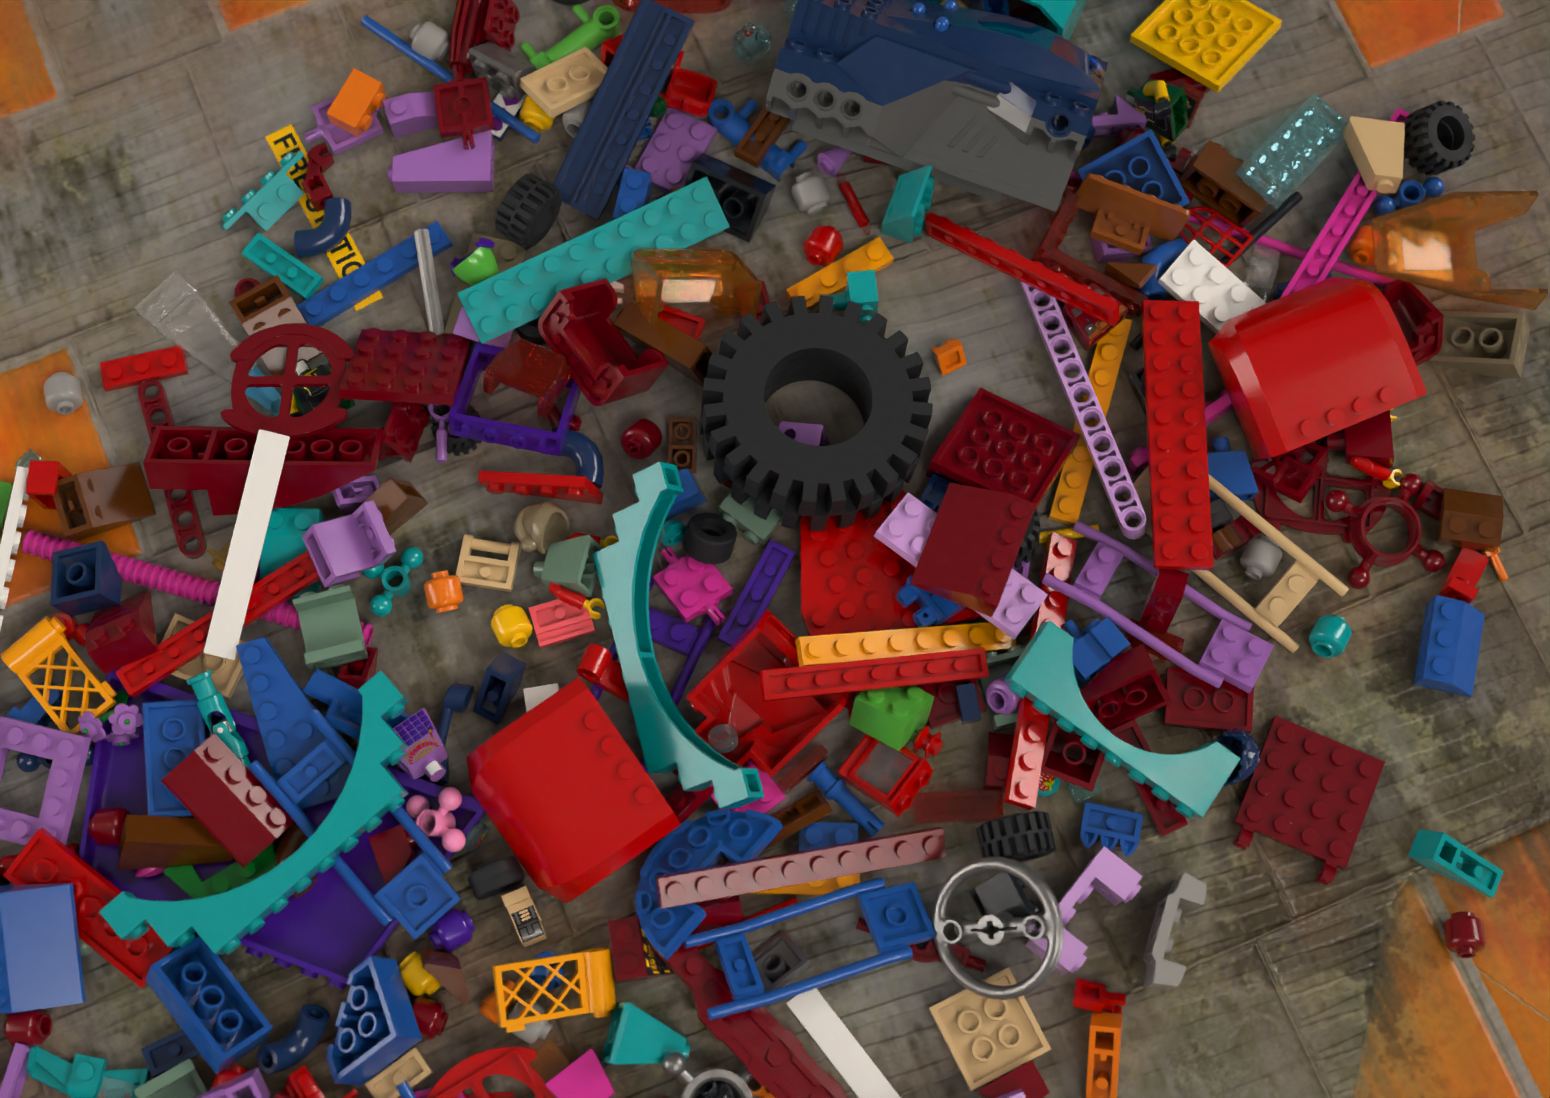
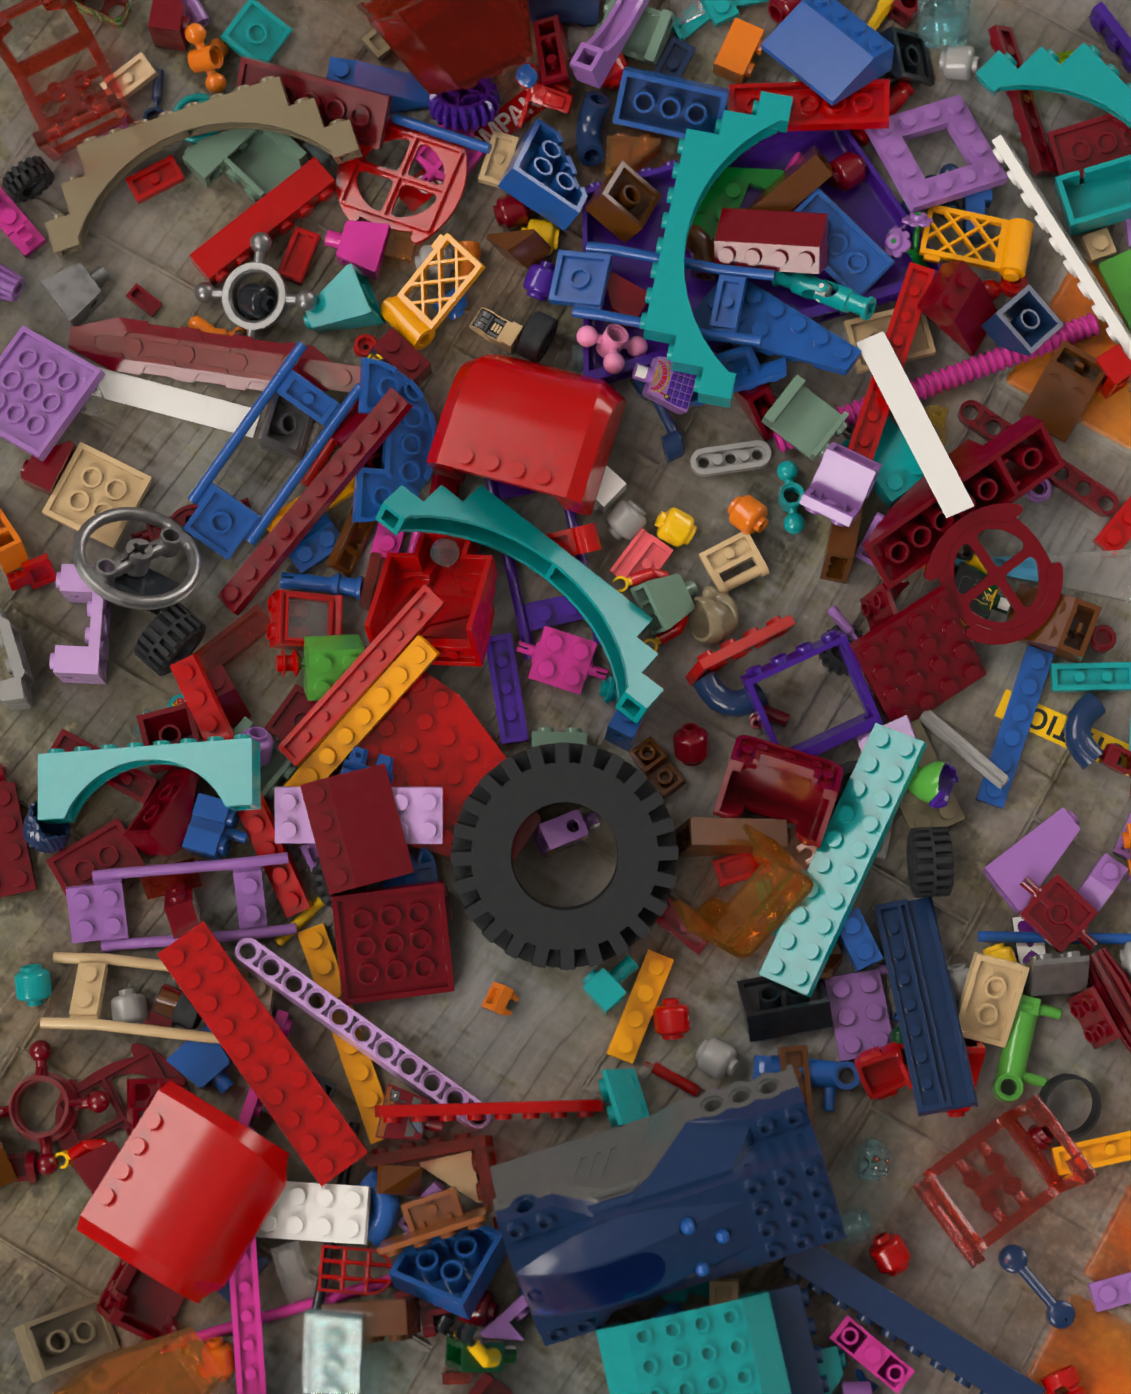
camera: 145 degrees right, 5 degrees up
(107, 1015) = (738, 52): none -> orange brick
(283, 992) = (632, 150): none -> clear orange slope
(323, 942) = (623, 202): none -> reddish brown slope
(410, 643) = (740, 451): none -> light grey plate
(499, 687) = (648, 477): dark blue slope -> none
(529, 370) = (812, 716): clear red piece -> none
(547, 663) = (626, 519): none -> light grey head
(658, 993) = (360, 342): none -> red plate
(709, 538) = (570, 689): black tyre -> none
(967, 703) = (279, 718): dark blue piece -> none
(1078, 247) = (455, 1171): none -> tan tile
(1111, 826) = (107, 708): blue plate -> none

